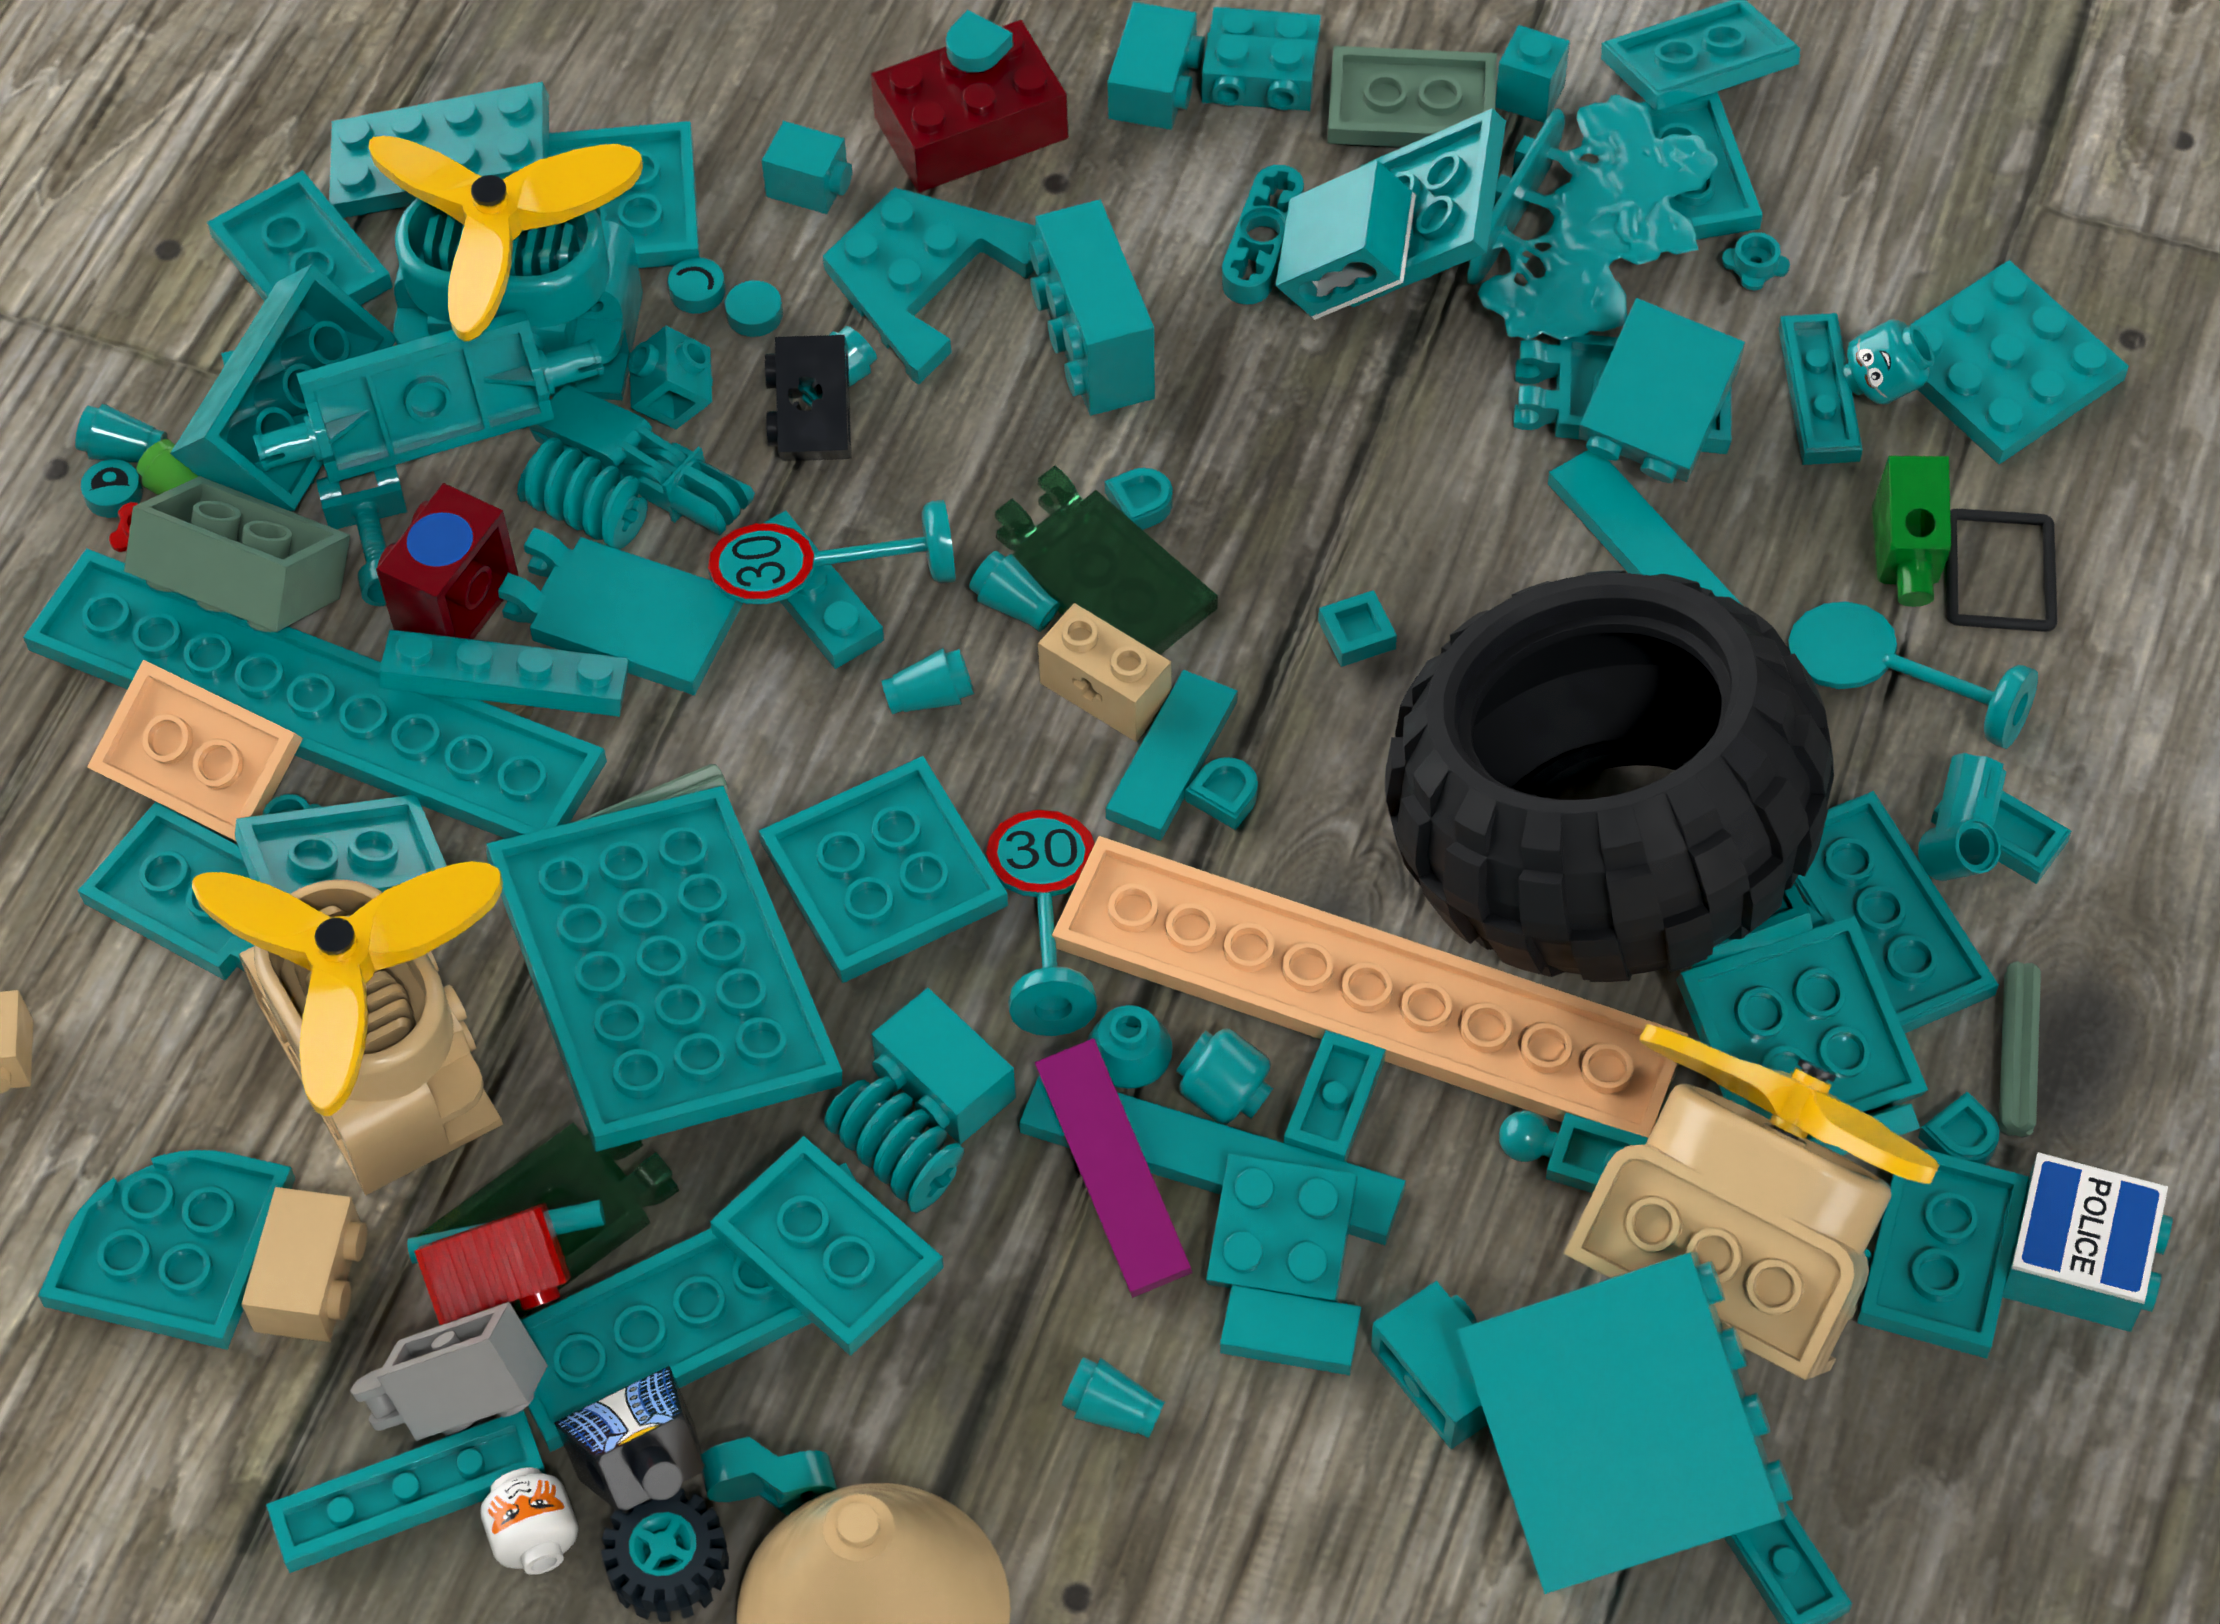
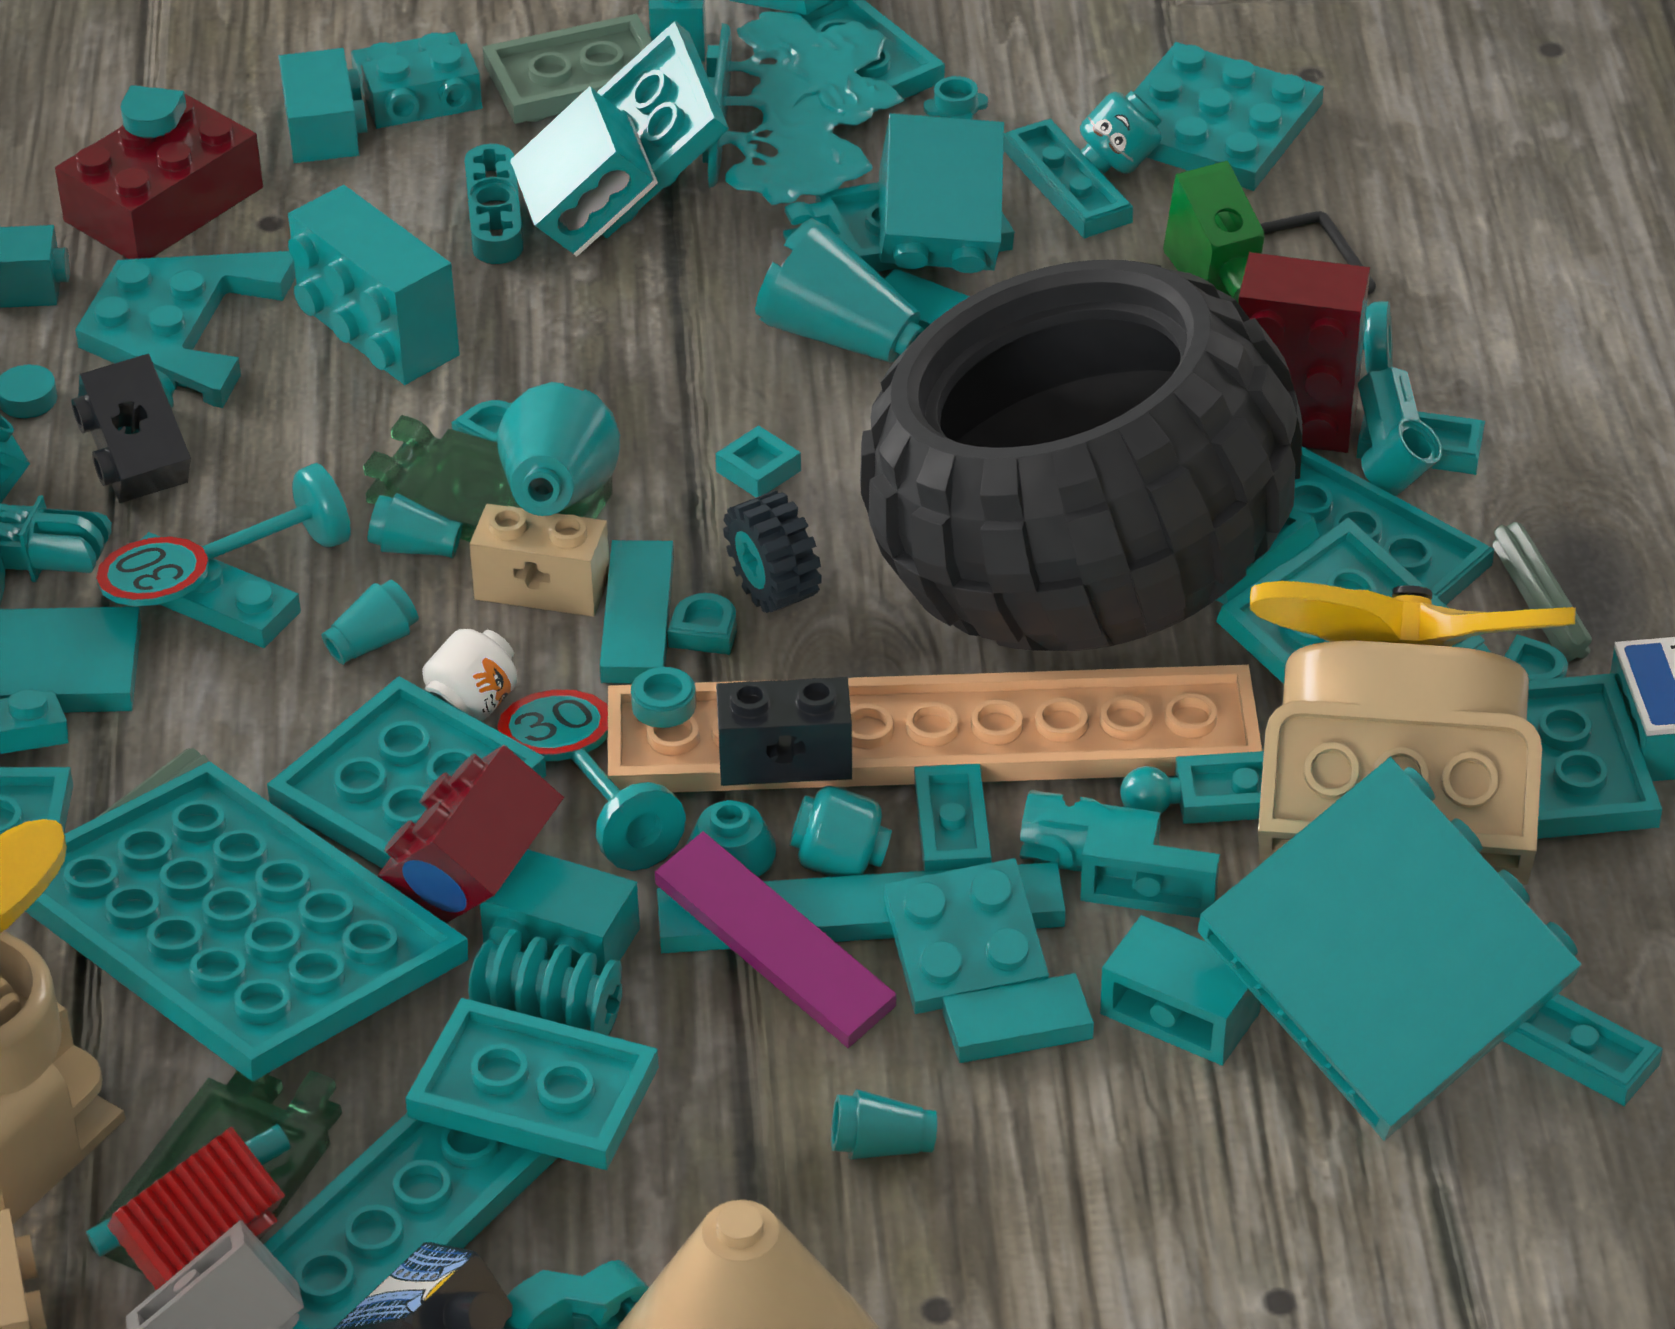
camera: 25 degrees left, 15 degrees down
(886, 968) = (469, 833): none -> dark red brick
(986, 777) = (472, 672): none -> white head
(1136, 871) = (663, 697): none -> teal tile
(1150, 577) = (557, 447): none -> teal cone
(1214, 958) = (784, 731): none -> black brick
(1309, 745) = (772, 551): none -> black wheel
(1461, 1194) = (1118, 855): none -> teal plate
(1514, 470) = (835, 297): none -> teal cone
(1905, 705) = (1318, 324): none -> dark red brick

